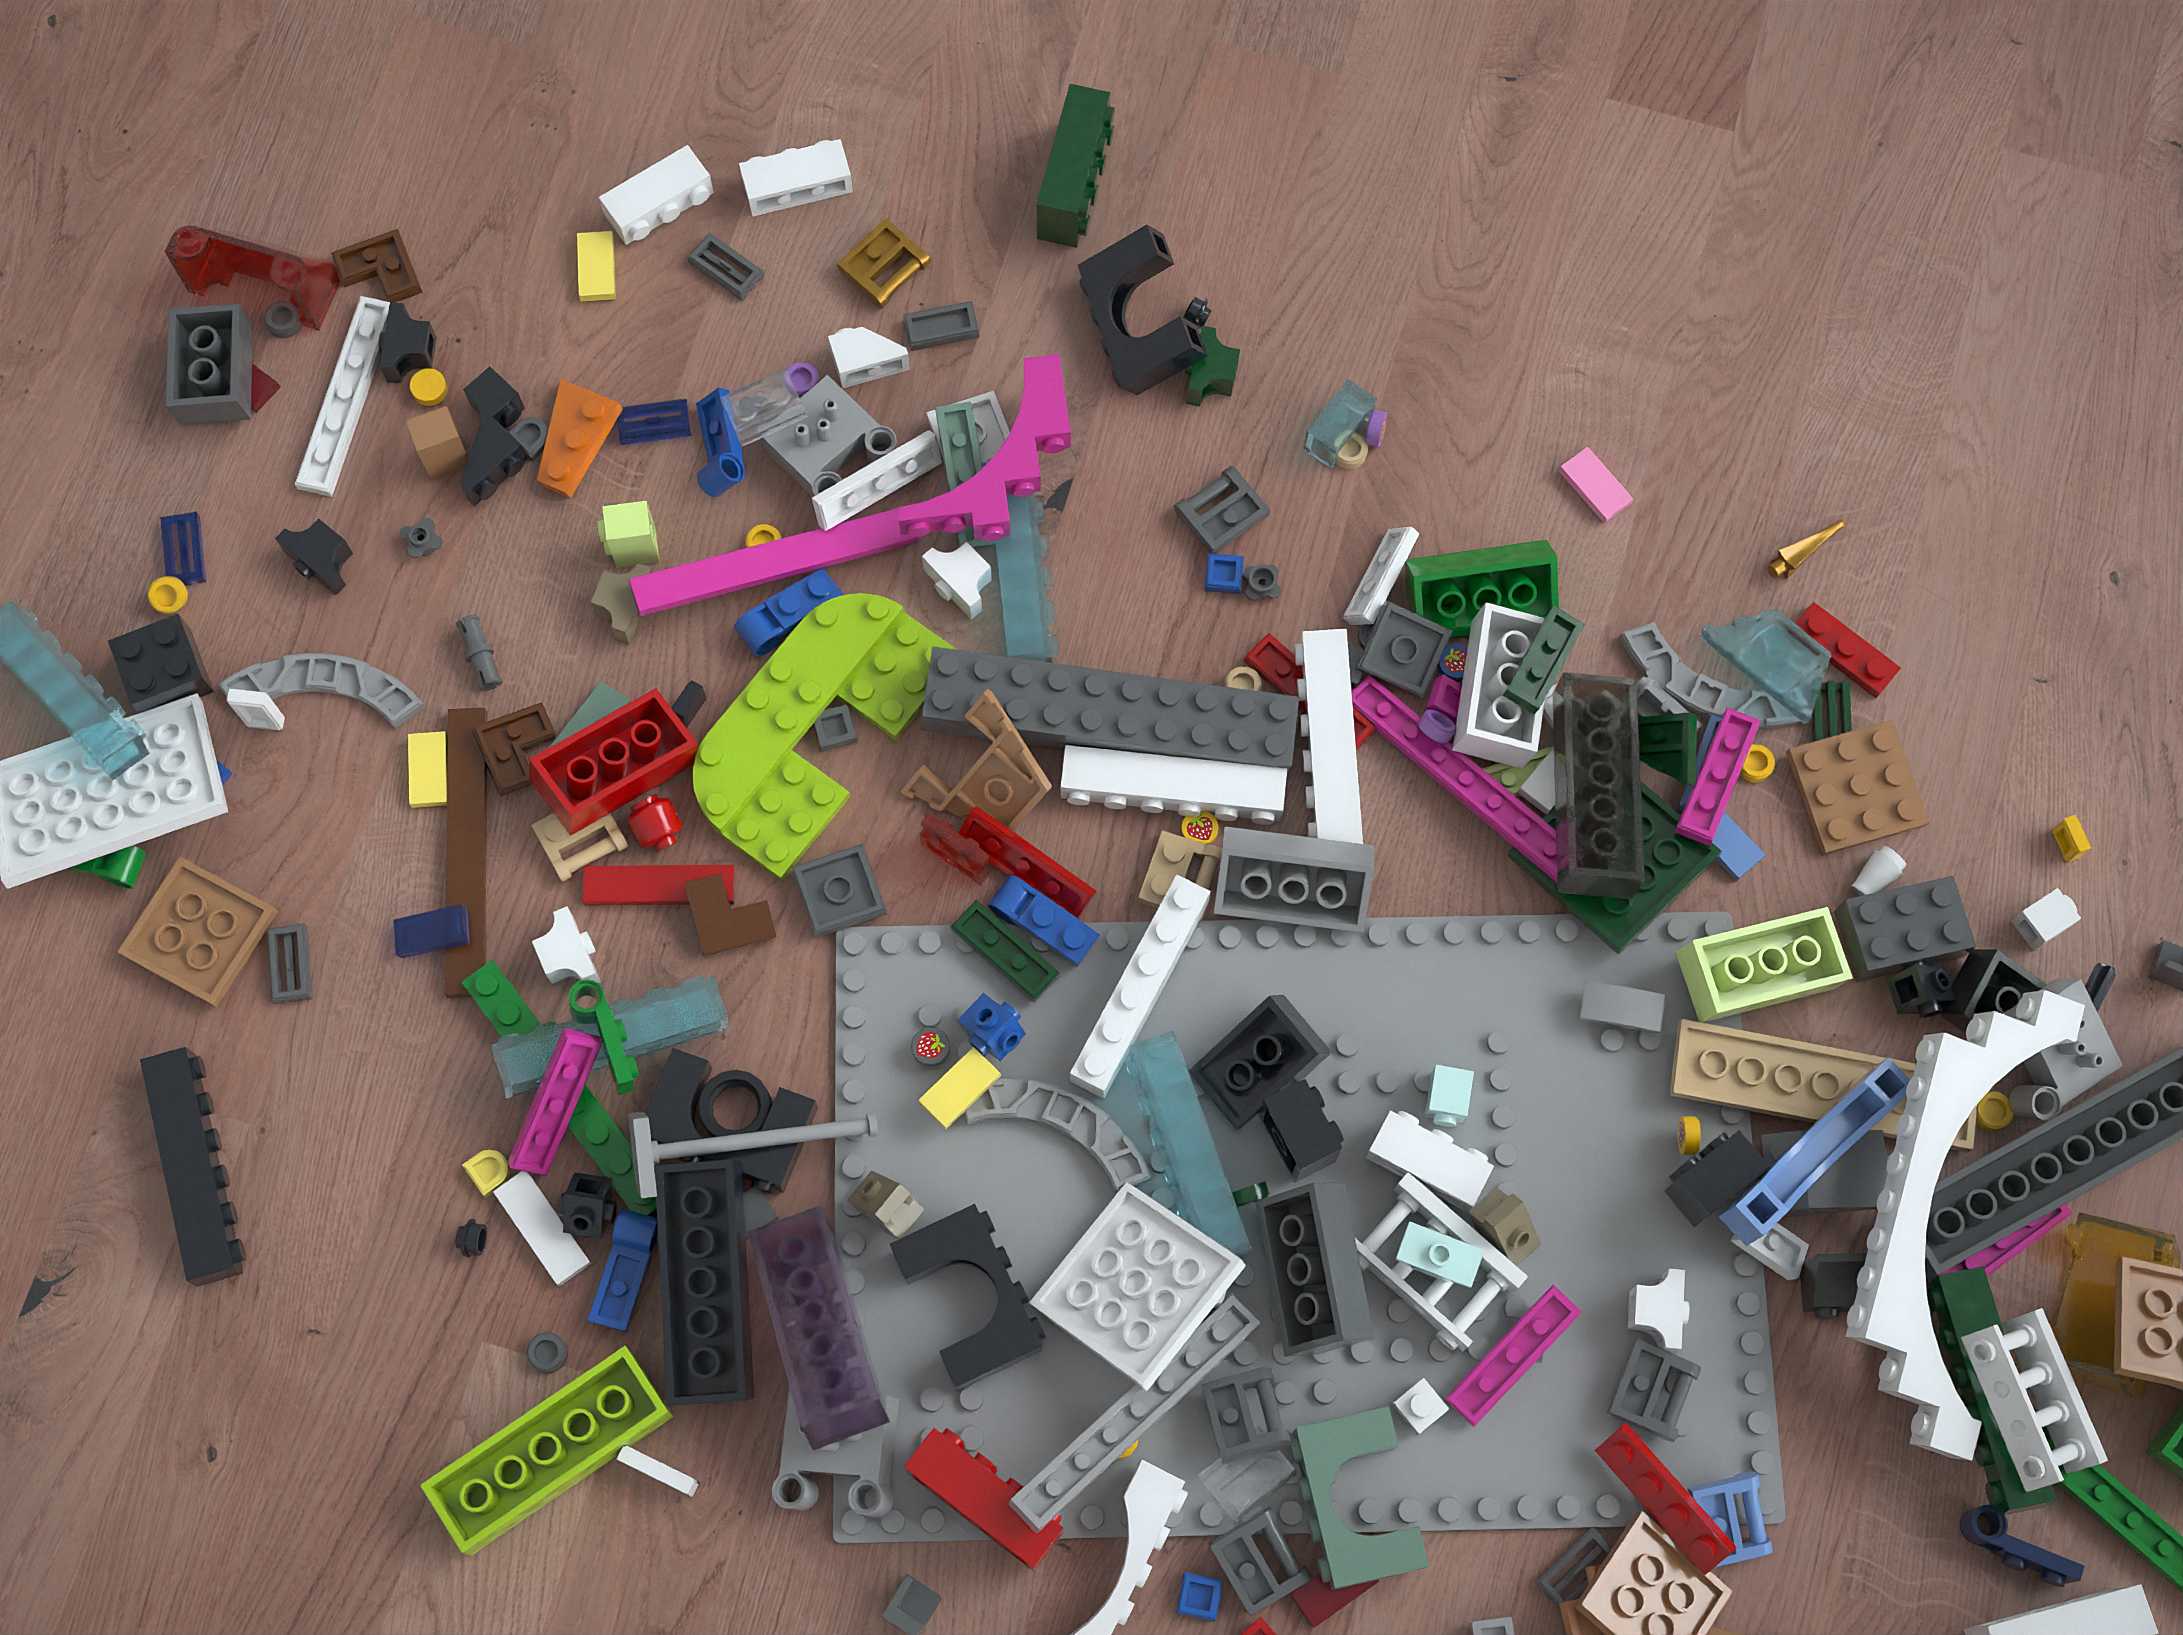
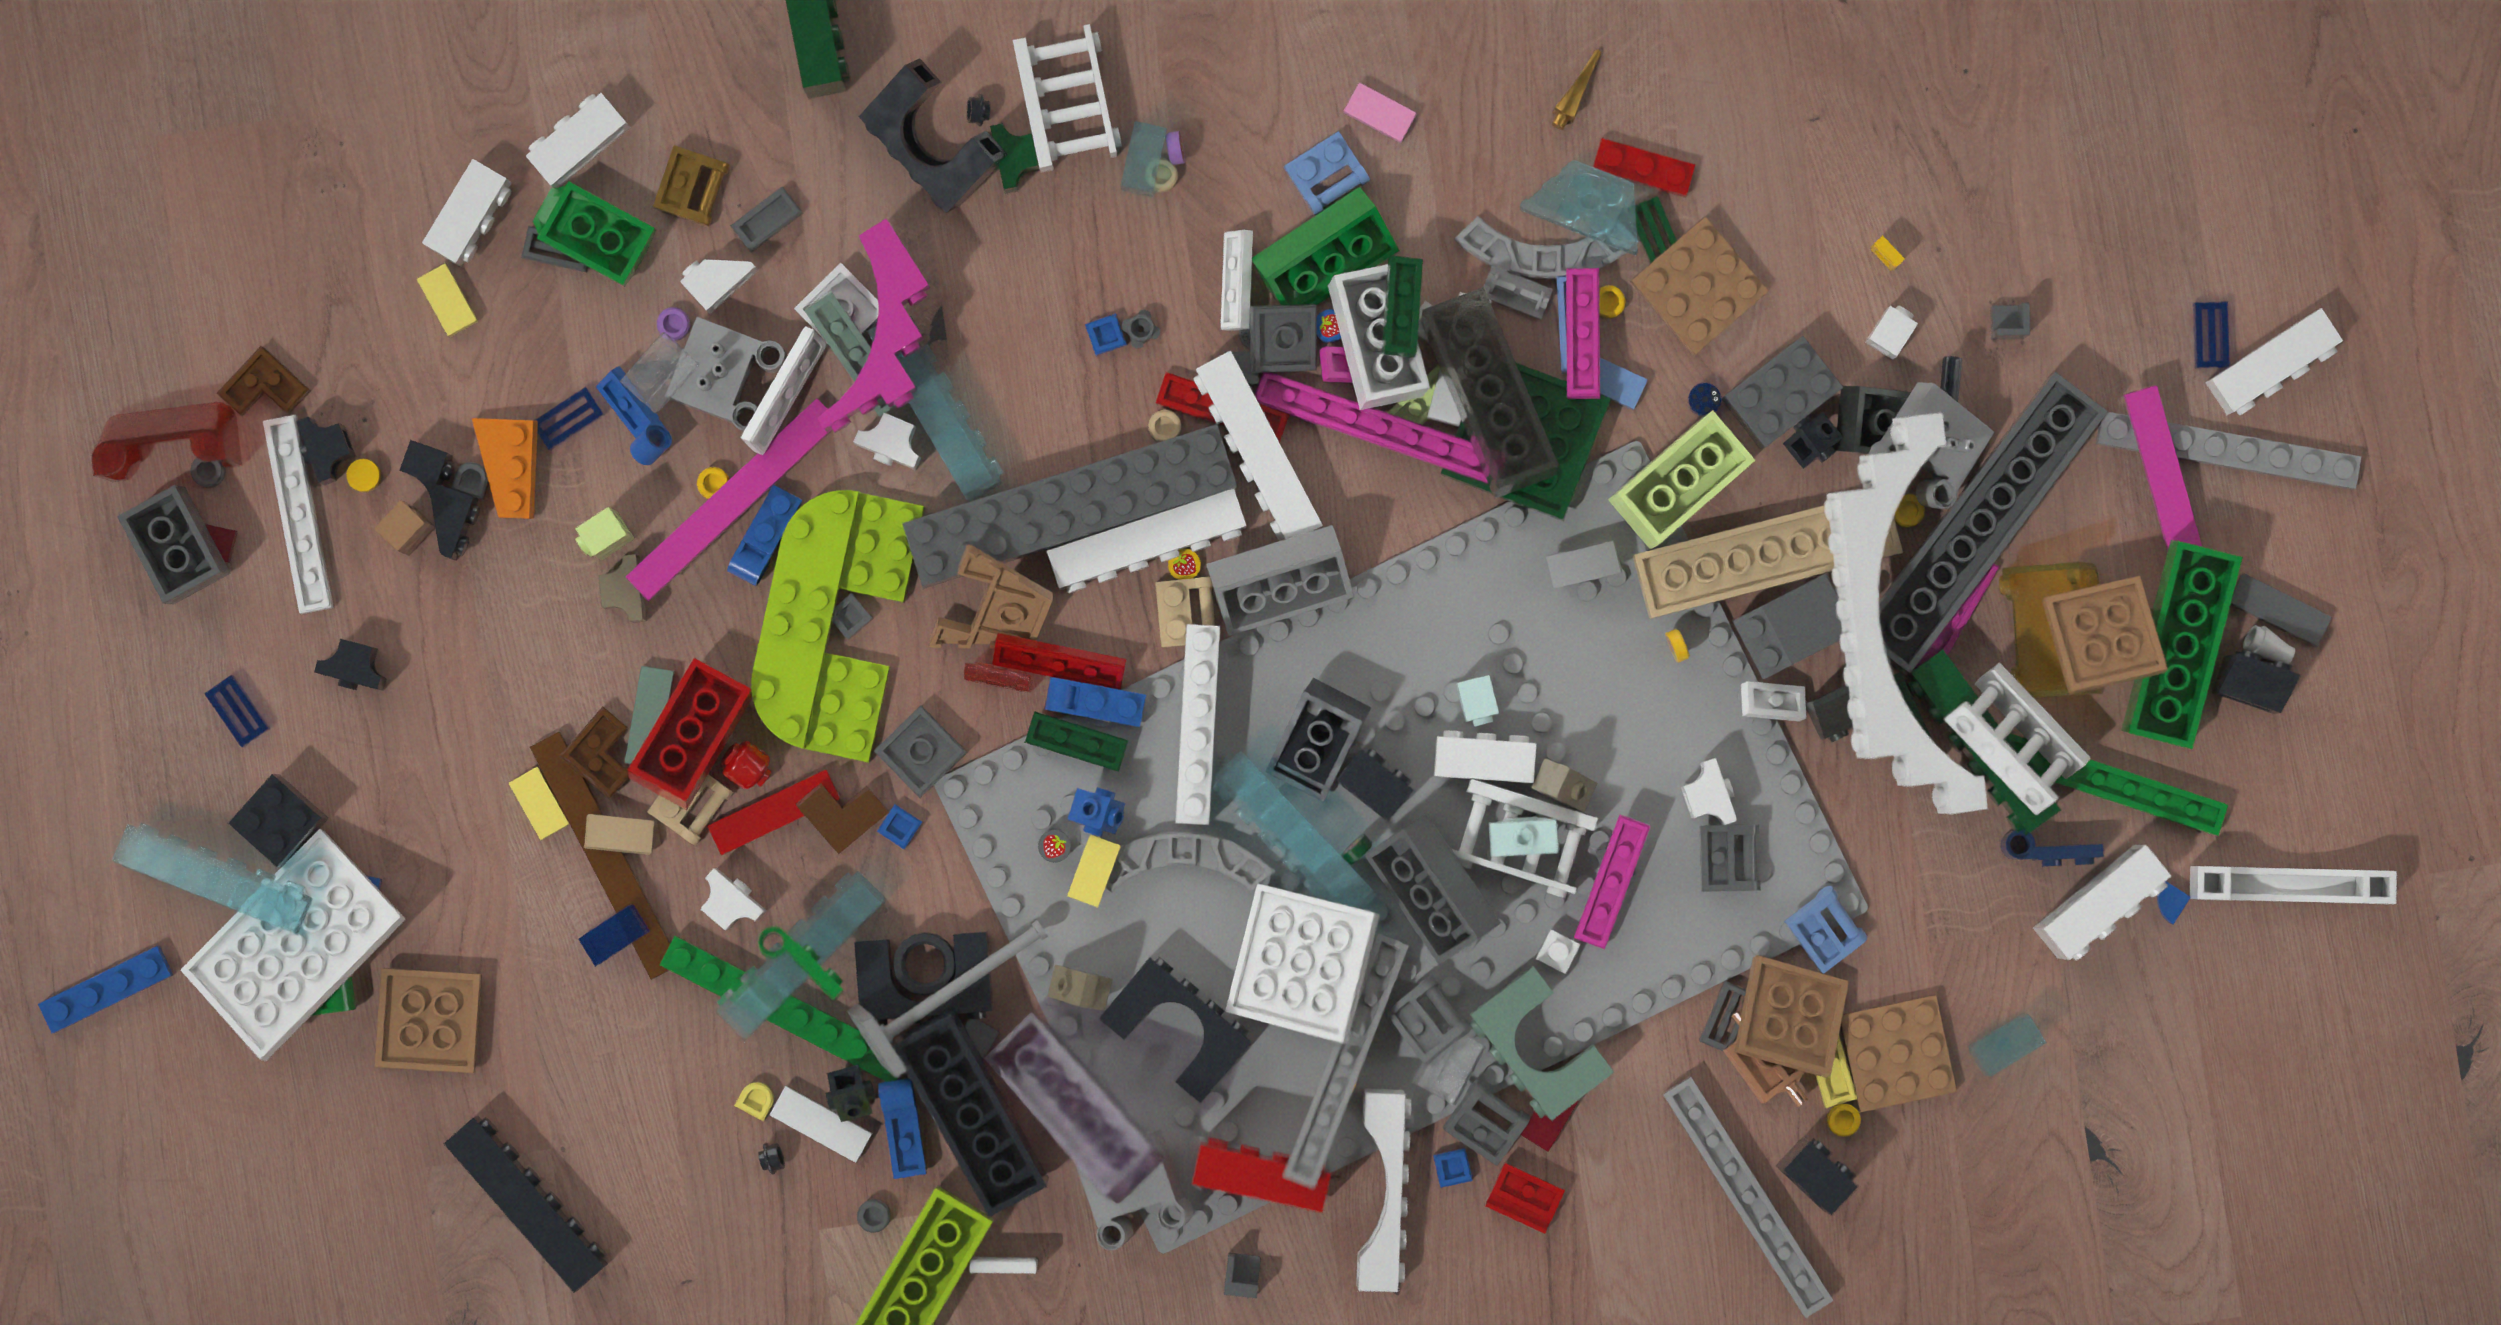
camera: 25 degrees left, 15 degrees up
(167, 594) = (248, 756): yellow tile -> none
(256, 709) = (378, 823): white tile -> none
(292, 994) = (529, 1034): dark grey tile -> none
(331, 675) = (412, 762): light grey tile -> none
(425, 547) = (438, 611): dark grey plate -> none
(479, 652) = (529, 688): dark grey pin -> none
(490, 833) = (619, 834): none -> tan tile
(555, 1101) = (786, 1029): dark pink tile -> none
(689, 702) = (722, 653): black tile -> none
(770, 263) = (593, 232): none -> green slope
(780, 958) = (899, 826): none -> blue tile
(1228, 518) = (1088, 285): dark grey plate -> none
(1263, 316) = (1042, 119): none -> white fence
(1437, 726) = (1338, 394): medium lavender tile -> none
(1516, 507) = (1320, 164): none -> medium blue plate
(1665, 1499) = (1770, 938): red plate -> none
(1670, 745) = (1531, 326): dark green wing -> none
(1722, 1173) = (1710, 674): black brick -> none
(1815, 1152) = (1765, 655): medium blue arch -> none
(1816, 897) = (1704, 399): none -> clear blue tile
(1880, 871) = (1743, 353): white cone -> none

